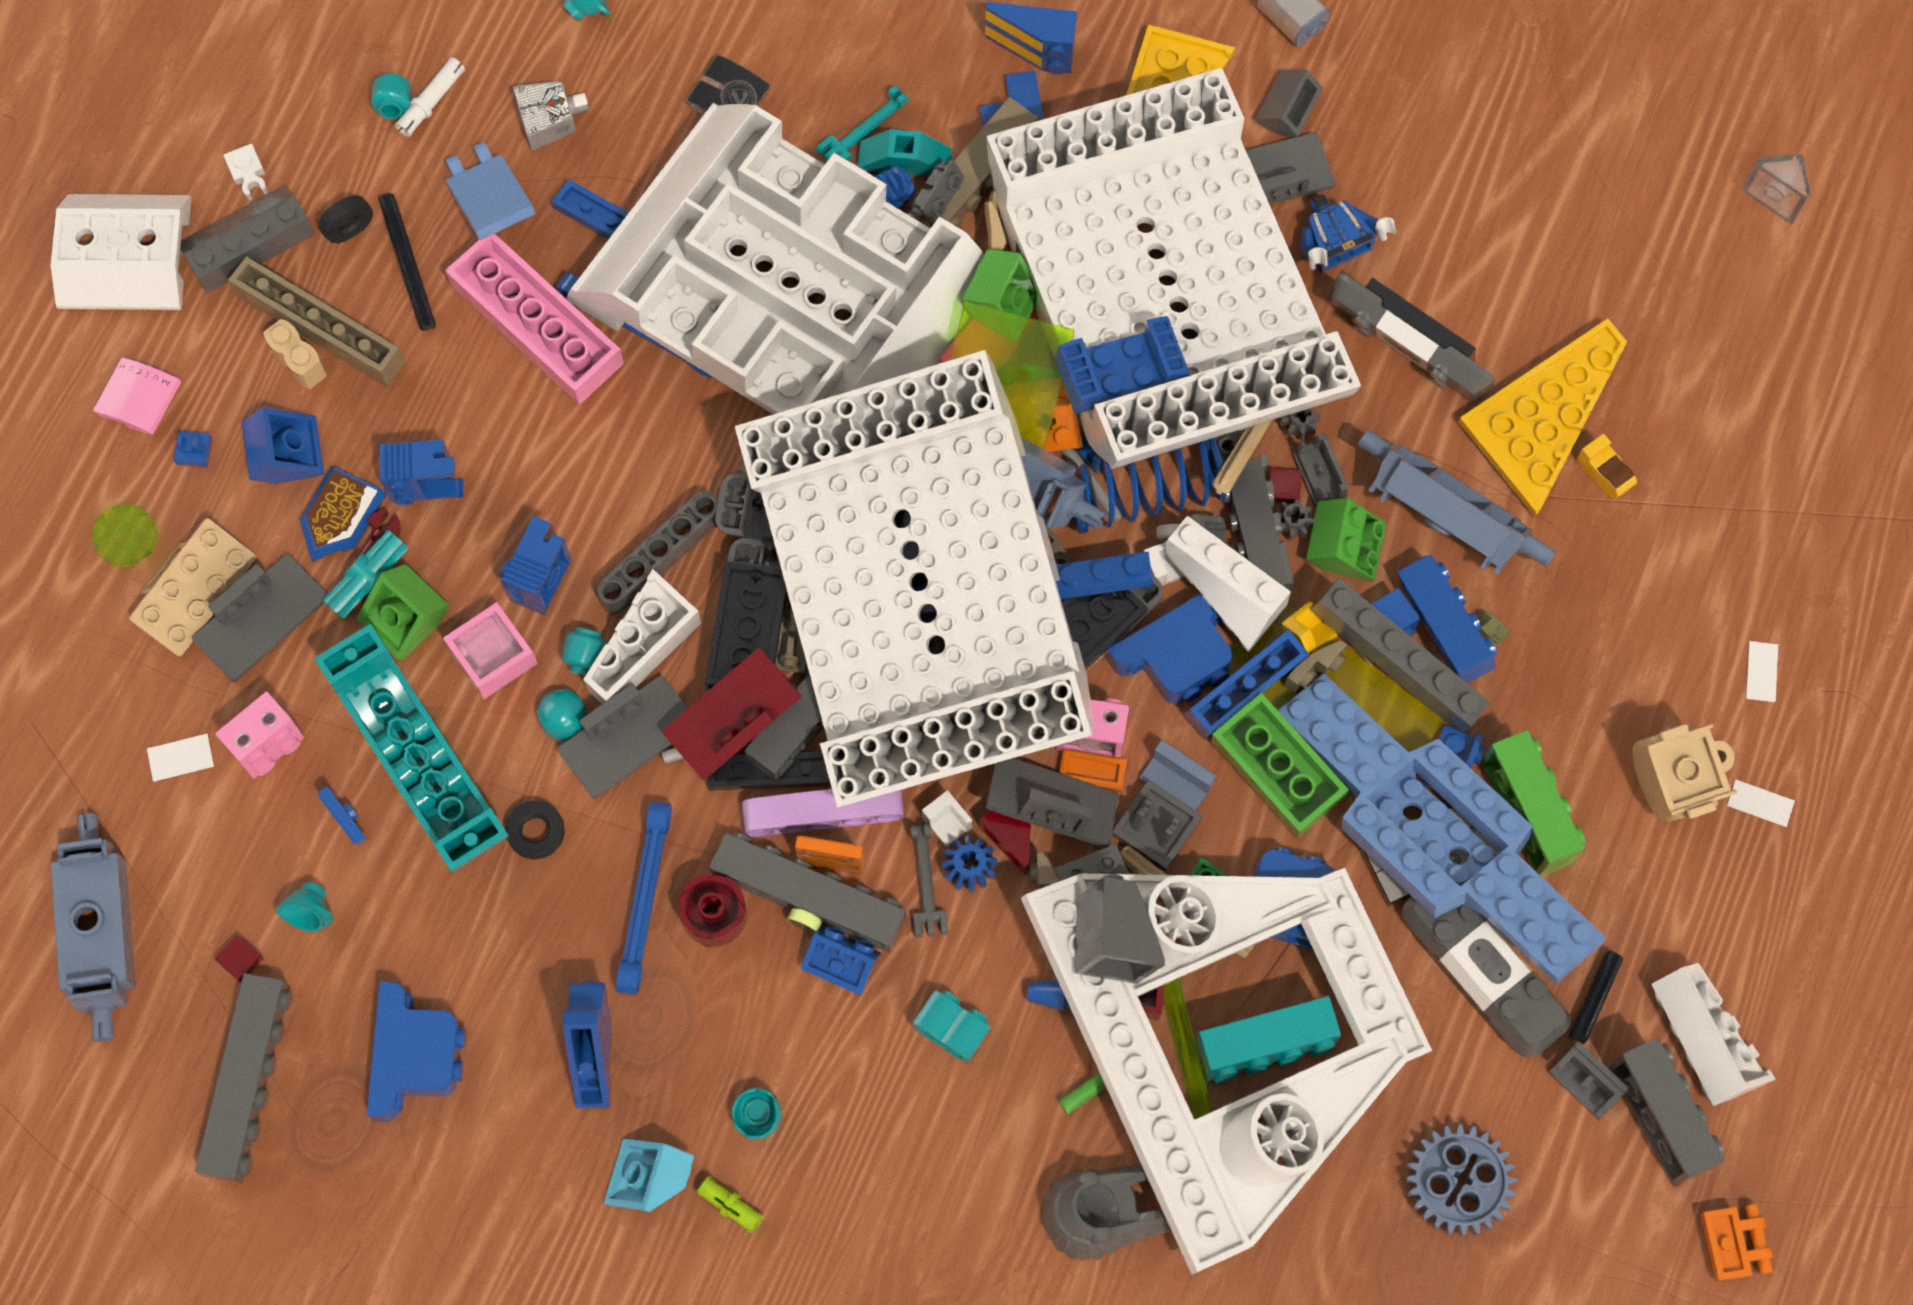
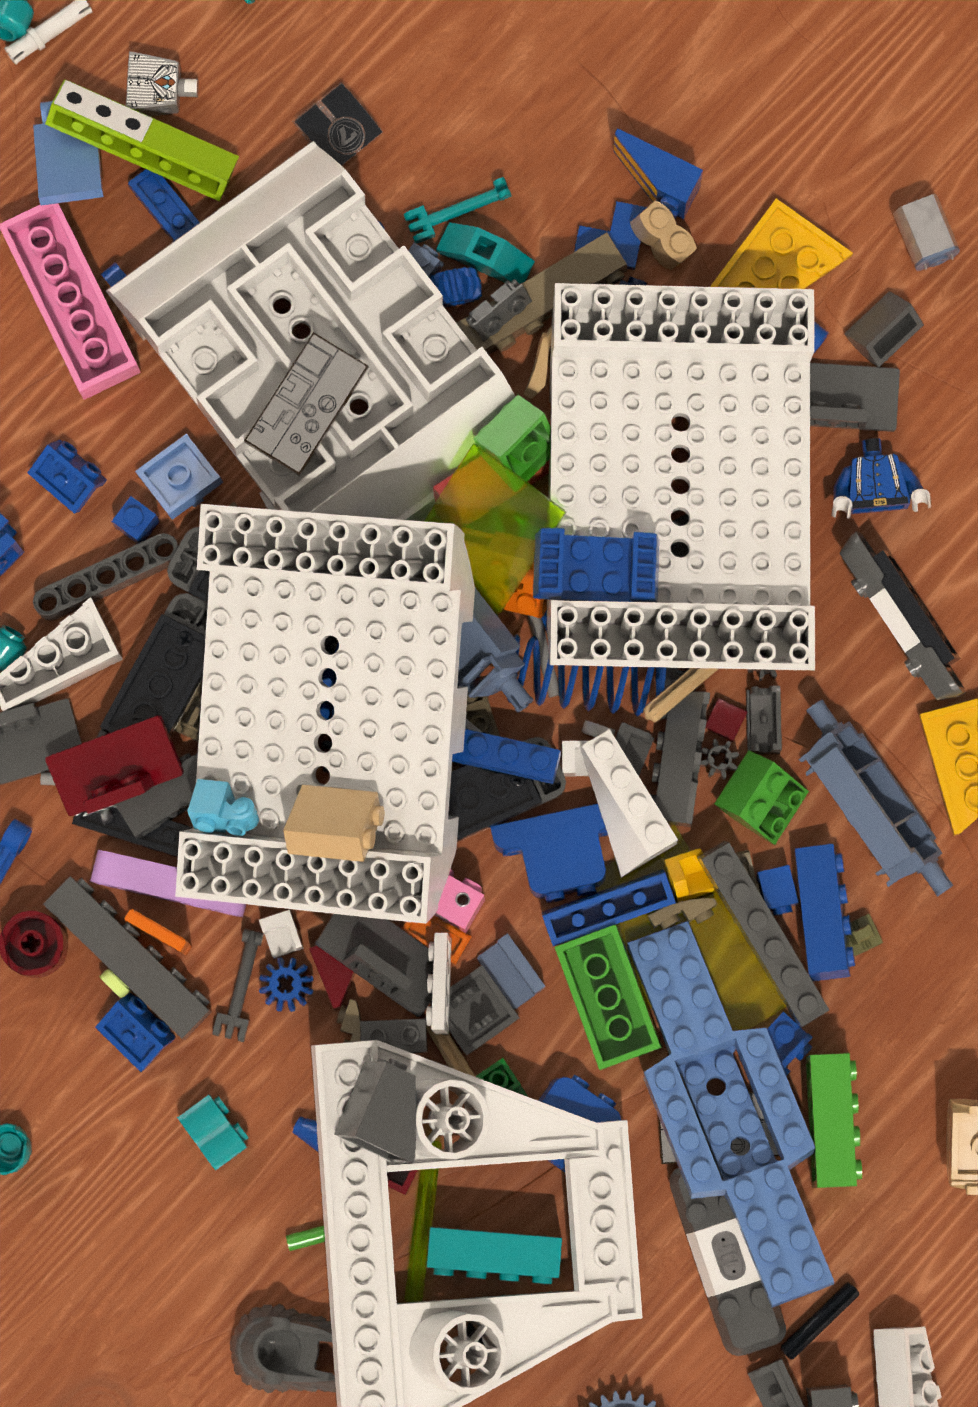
camera: 25 degrees right, 10 degrees up
(552, 156) = (141, 140): none -> lime brick
(587, 475) = (66, 475): none -> blue bracket
(668, 491) = (135, 520): none -> blue brick
(695, 440) = (179, 477): none -> medium blue hinge
(797, 316) = (306, 404): none -> light grey tile
(847, 713) = (216, 810): none -> medium azure brick
(967, 676) = (333, 823): none -> tan brick
(1059, 85) = (658, 229): none -> tan brick
(1116, 808) = (439, 984): none -> white plate

